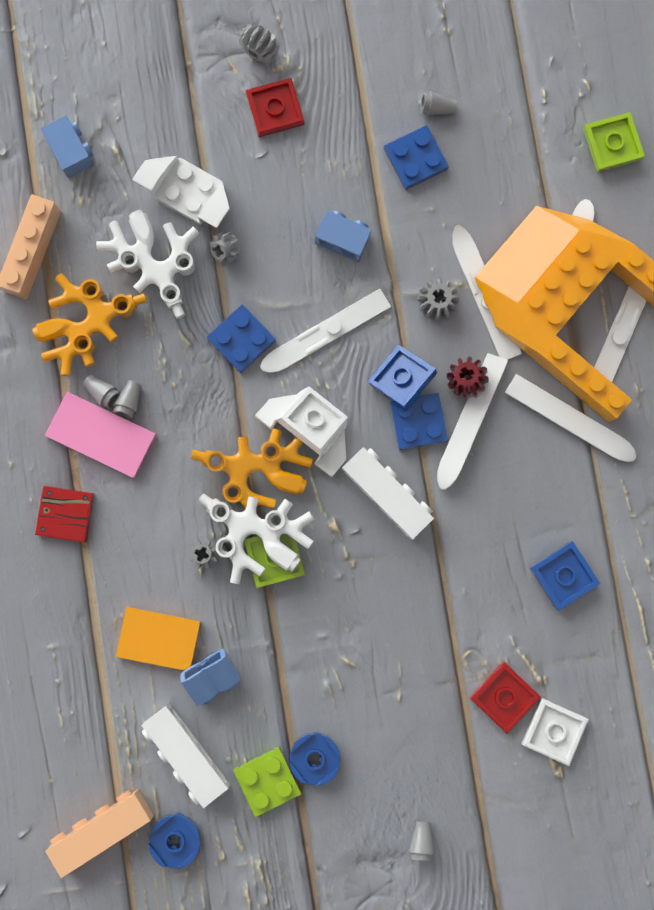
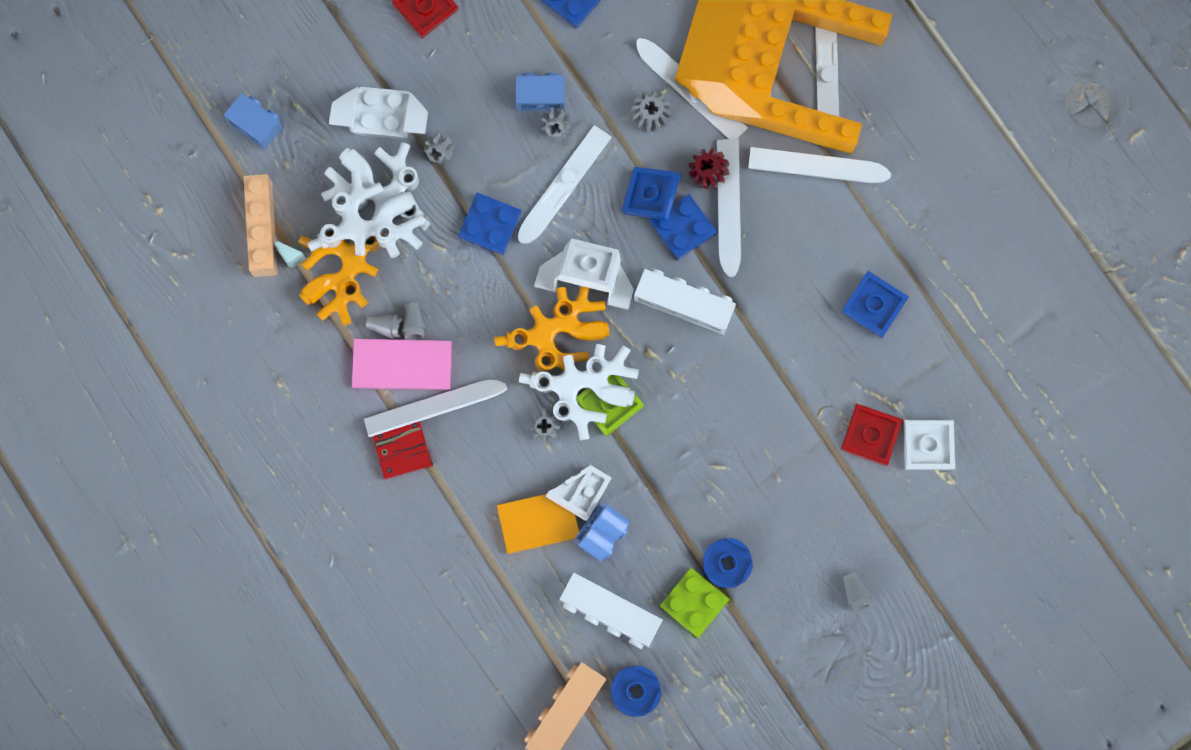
camera: 20 degrees left, 5 degrees down
(42, 287) = (290, 255): none -> light aqua slope
(111, 487) = (433, 406): none -> white piece
(114, 292) = (358, 230): none -> white plant
(209, 630) = (581, 492): none -> white wing
(344, 270) = (555, 122): none -> light grey gear

